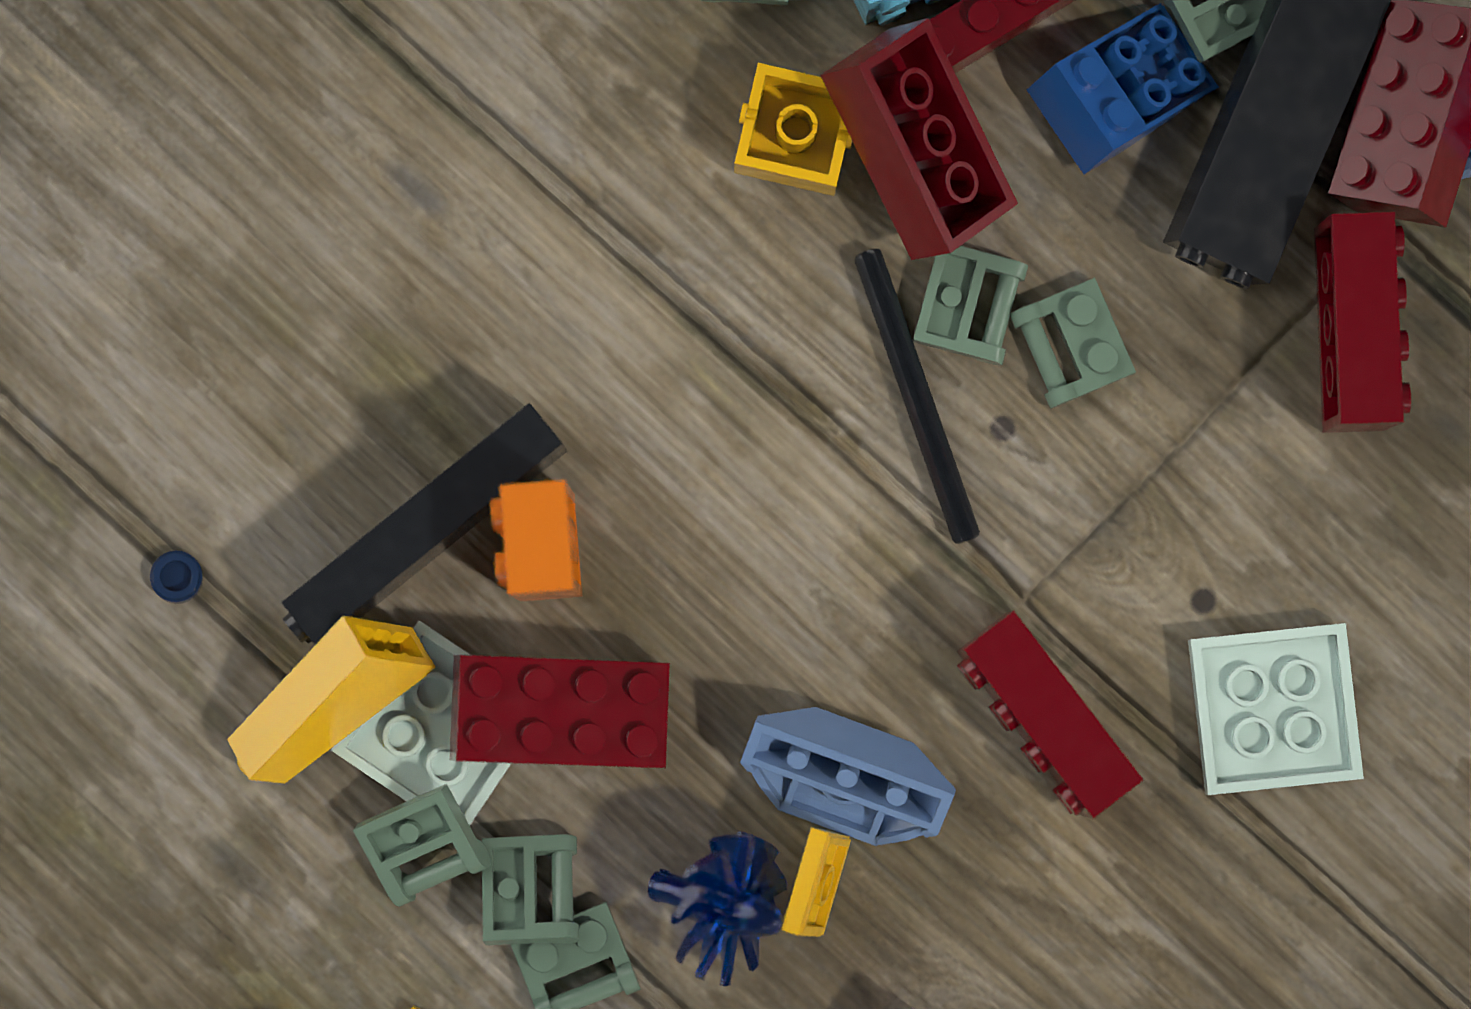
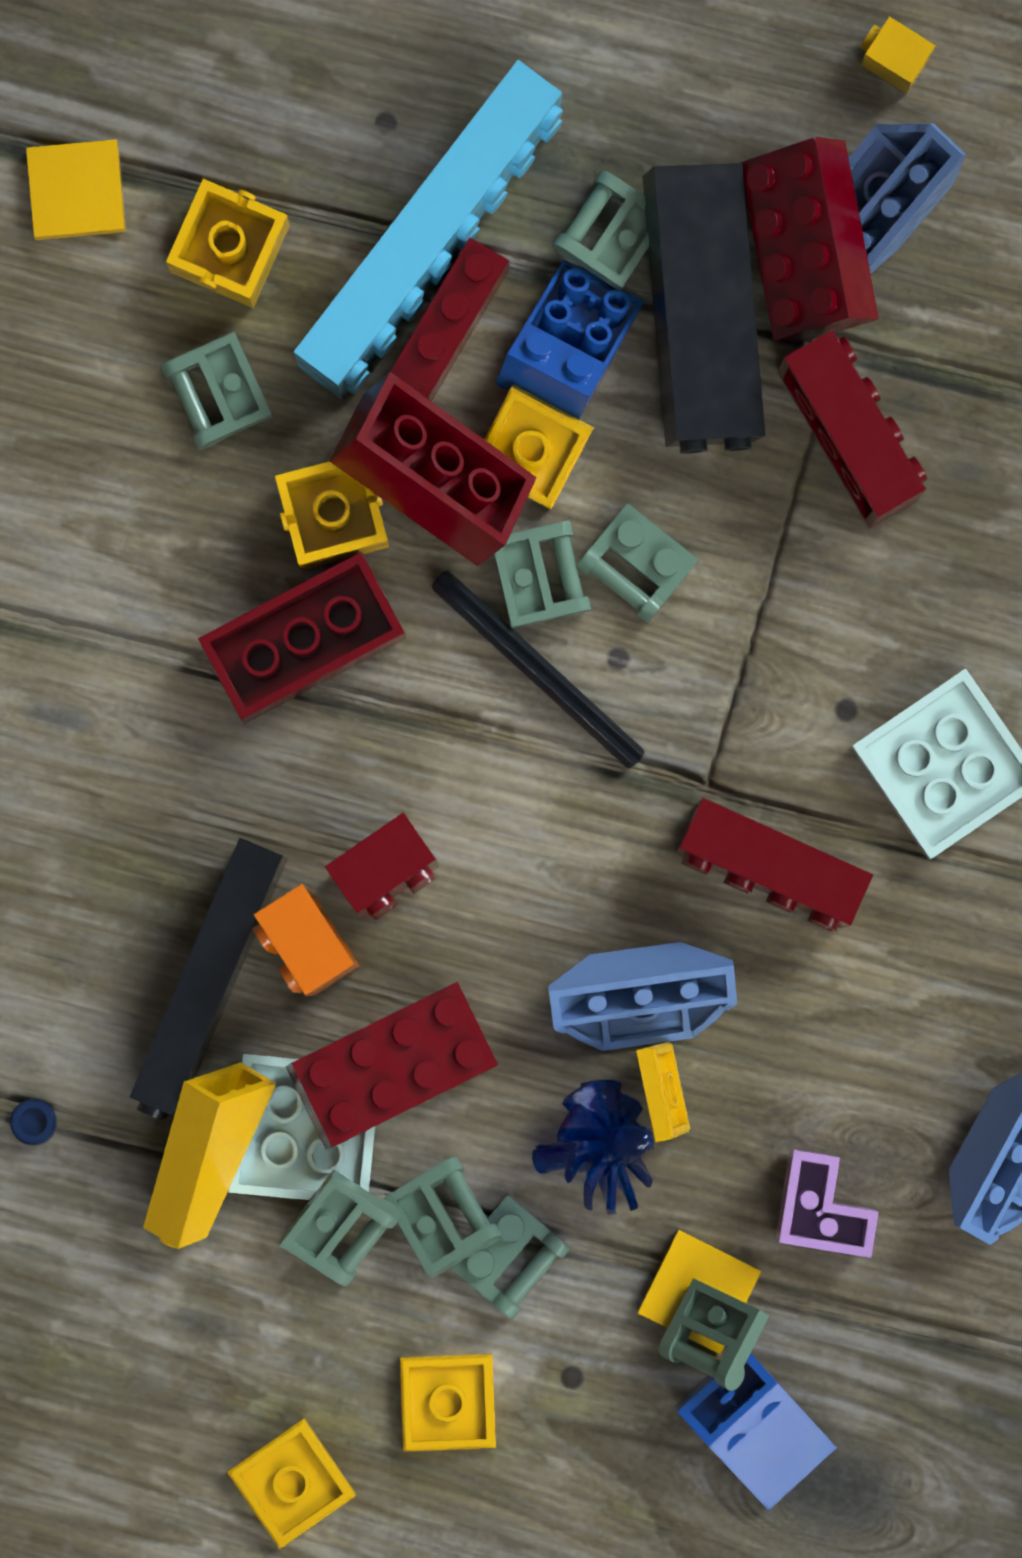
camera: 30 degrees left, 0 degrees up
(655, 509) = (383, 868): none -> dark red brick
(698, 239) = (302, 638): none -> dark red brick
(1041, 168) = (539, 440): none -> yellow tile

